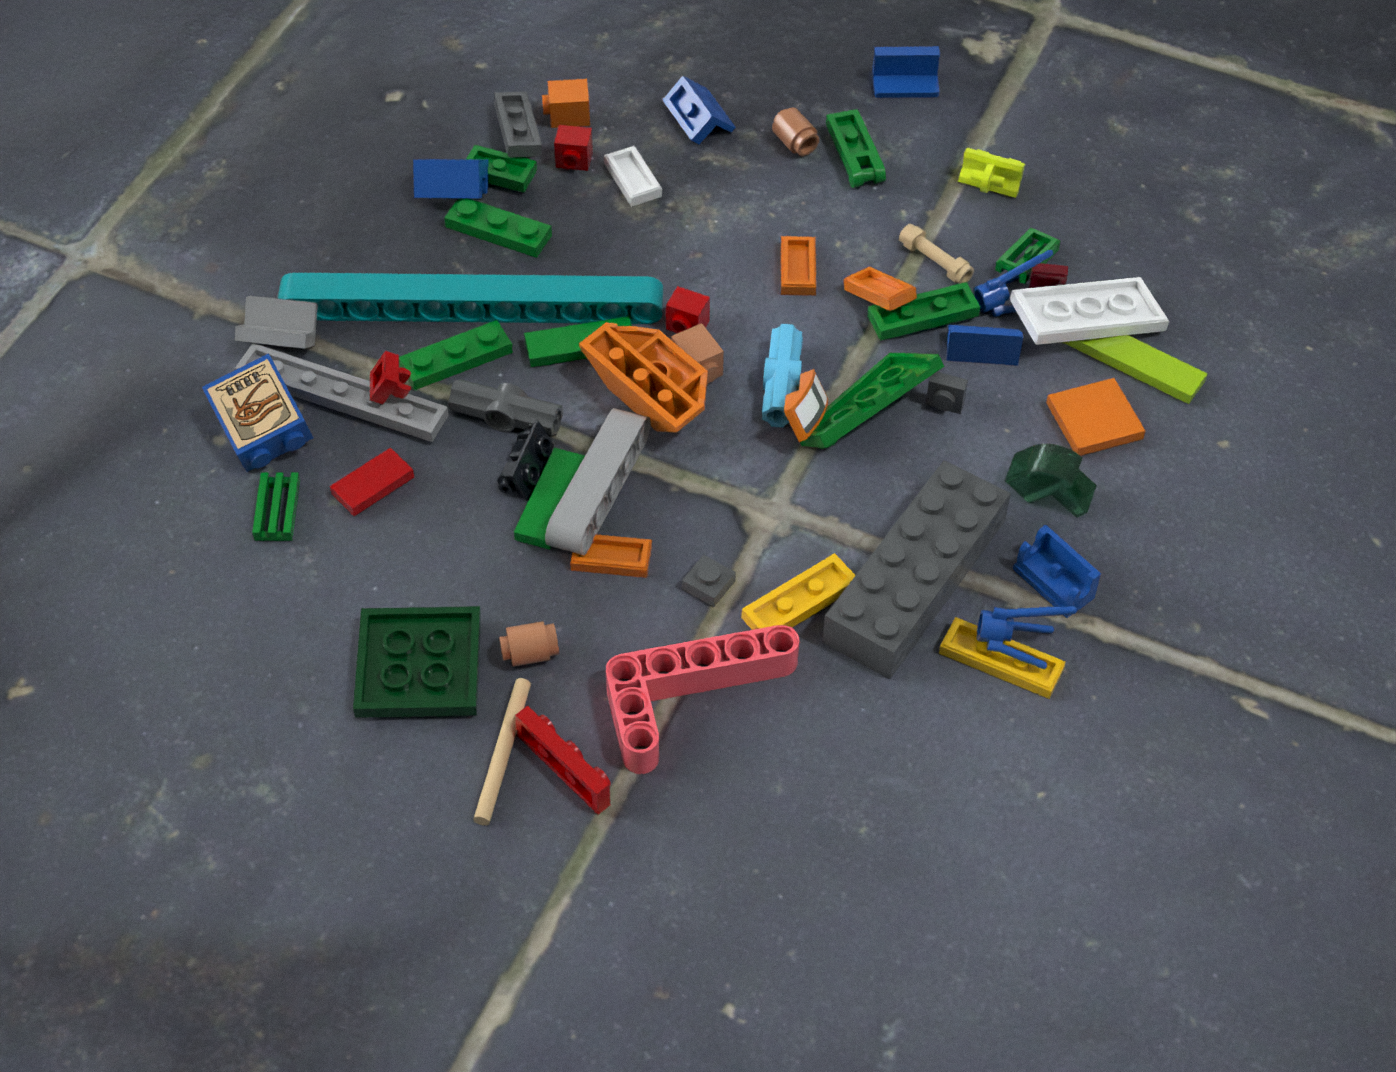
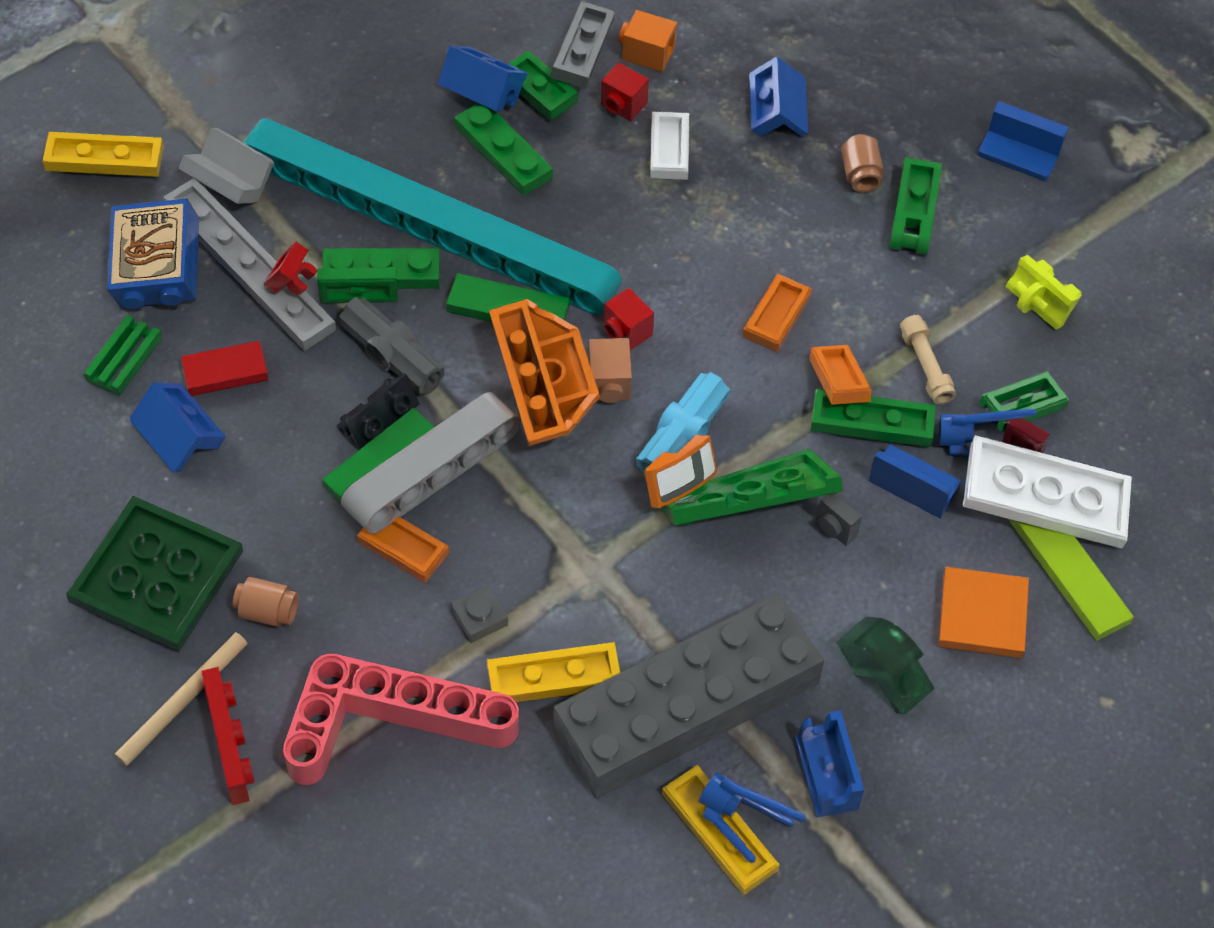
camera: 25 degrees right, 5 degrees up
(157, 356) = (103, 154): none -> yellow plate
(358, 542) = (174, 424): none -> blue panel
(441, 373) = (345, 284): none -> green tile

